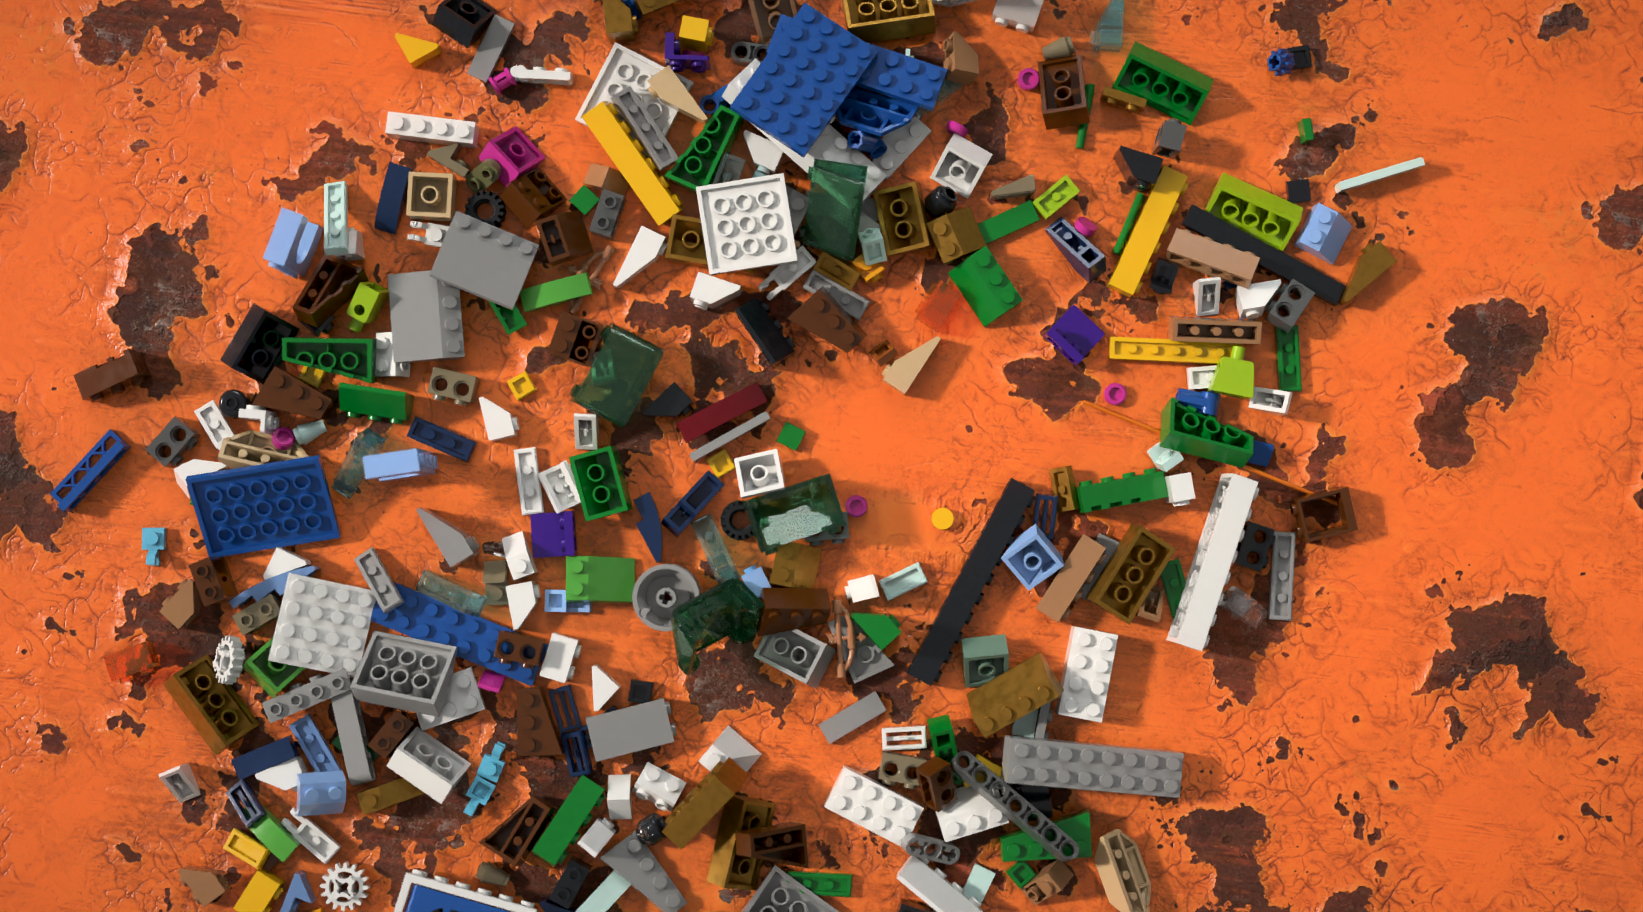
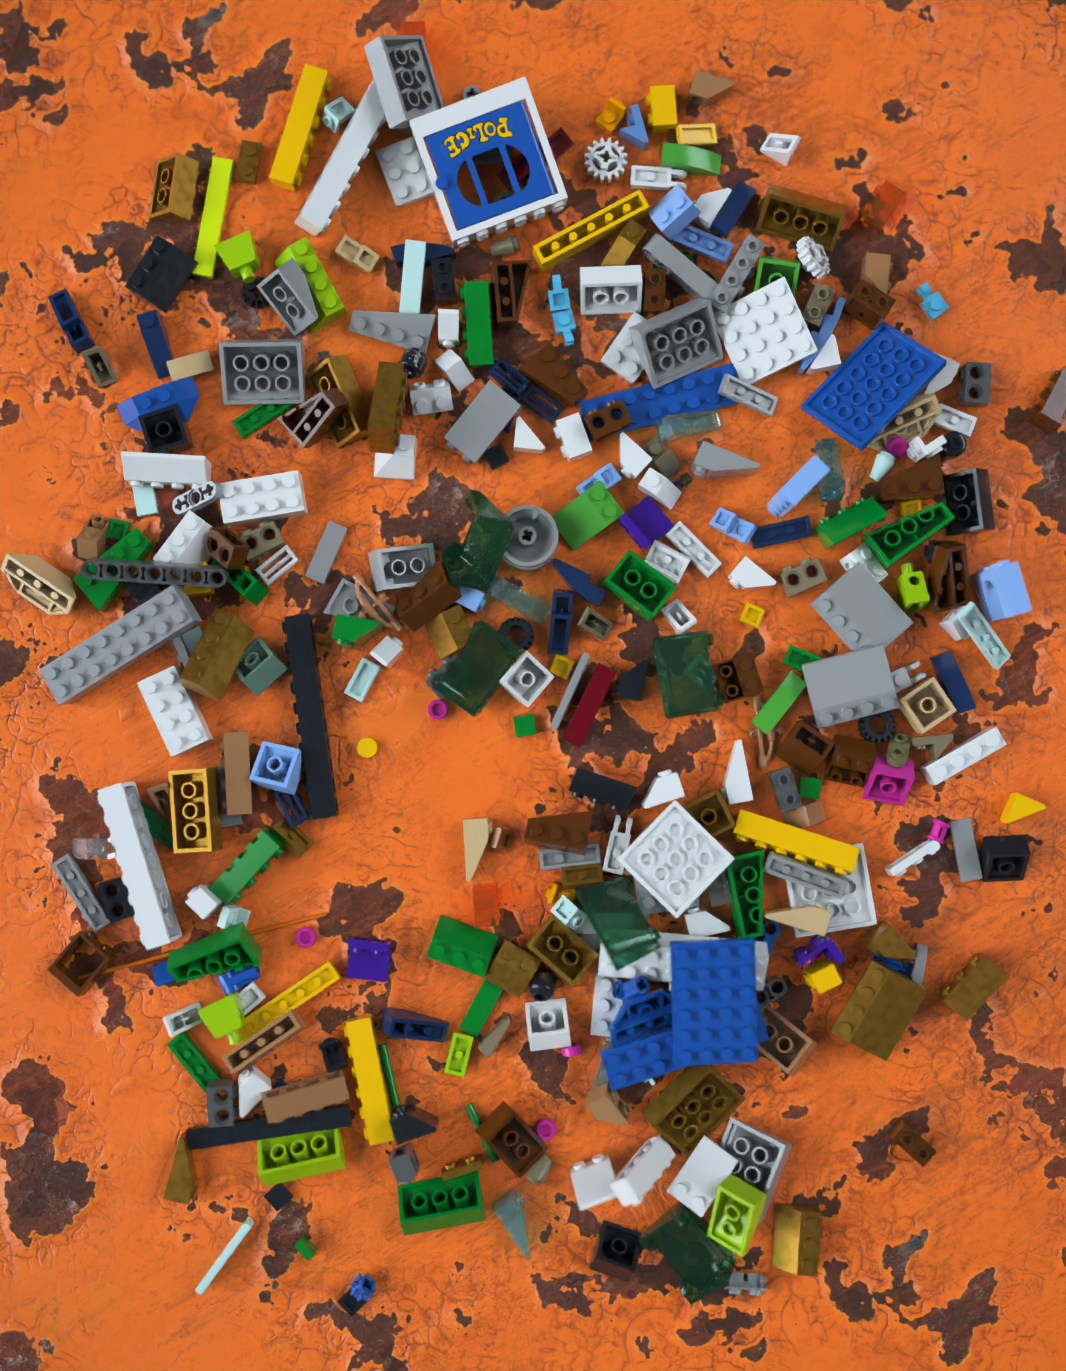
camera: 150 degrees right, 0 degrees up
(93, 475) = (1013, 319): blue fence -> none
(255, 817) = (720, 169): dark blue tile -> none
(406, 831) = (590, 230): none -> yellow brick
(478, 475) = (733, 526): none -> light blue slope
(492, 681) = (610, 383): dark pink slope -> none
(664, 479) = (595, 624): none -> dark tan slope
(1085, 226) = (420, 1048): dark pink tile -> none
(1207, 296) = (289, 1063): white slope -> none
(1323, 233) = (236, 1178): light blue slope -> none

